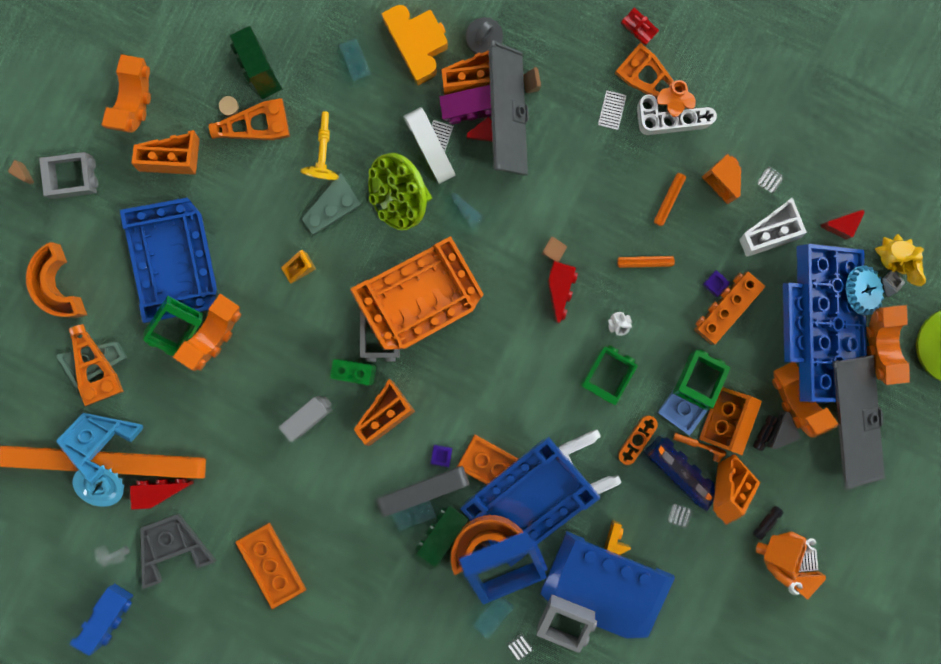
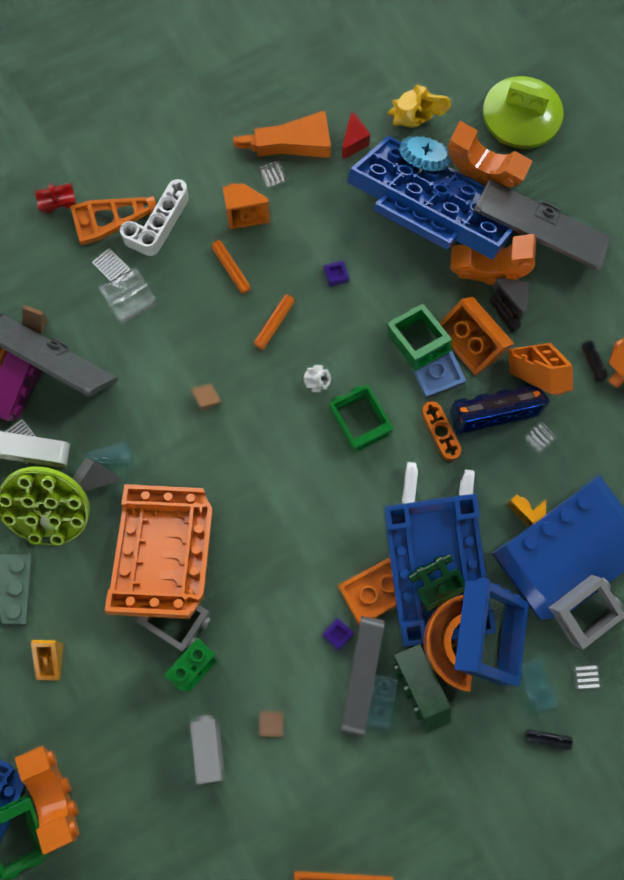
camera: 60 degrees left, 15 degrees down
(352, 447) = (271, 723): none -> medium nougat slope
(384, 414) = (258, 664): orange wedge -> none
(441, 210) = (93, 475): none -> dark grey slope
(460, 644) = (548, 739): none -> black axle
(482, 131) = (48, 391): red slope -> none
(515, 511) = (443, 587): none -> dark green plate
(559, 285) = (243, 412): red slope -> none
(596, 137) = (128, 295): none -> clear slope
(676, 100) = (142, 203): orange plate -> none
(718, 453) = (499, 365): orange piece -> none
(729, 307) = (366, 275): orange brick -> none
(777, 229) = (321, 193): white wedge -> none
(816, 181) = (299, 137): none -> orange piece
(892, 283) = (434, 130): light grey slope -> none

